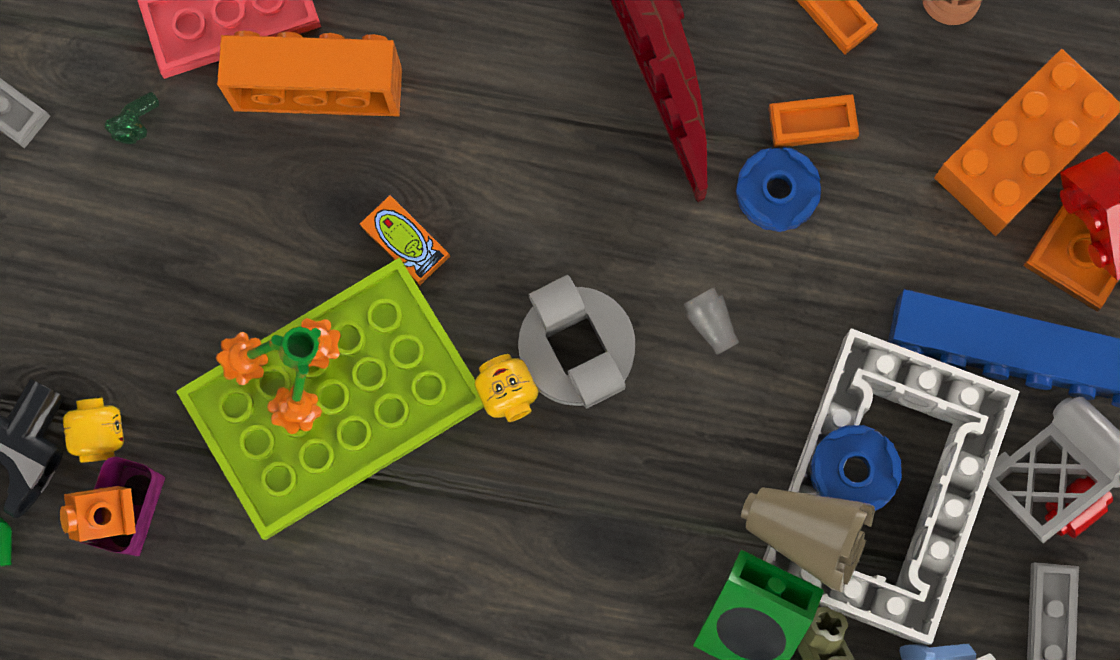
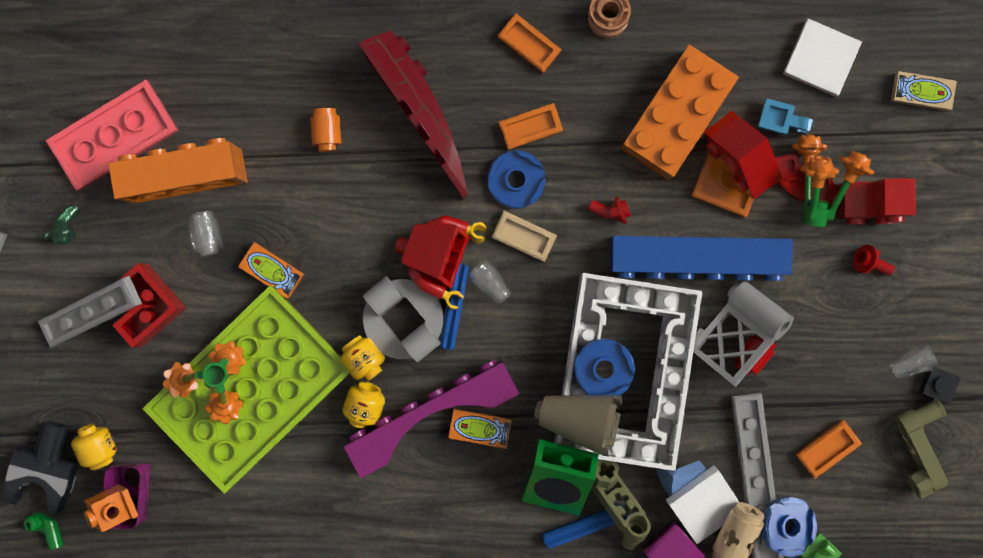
camera: 15 degrees left, 10 degrees up
(139, 237) = (90, 311): none -> light grey tile
(228, 253) = (157, 309): none -> red brick
(324, 168) = (204, 233): none -> clear brick
(492, 455) = (363, 404): none -> yellow head
(526, 63) = (325, 129): none -> orange brick
(644, 262) = (436, 253): none -> red torso
(652, 345) = (452, 317): none -> blue axle
(653, 528) = (480, 428): none -> tile
(675, 470) = (487, 389): none -> magenta arch
(773, 269) = (524, 236): none -> tan tile
(915, 260) = (618, 210): none -> red plate

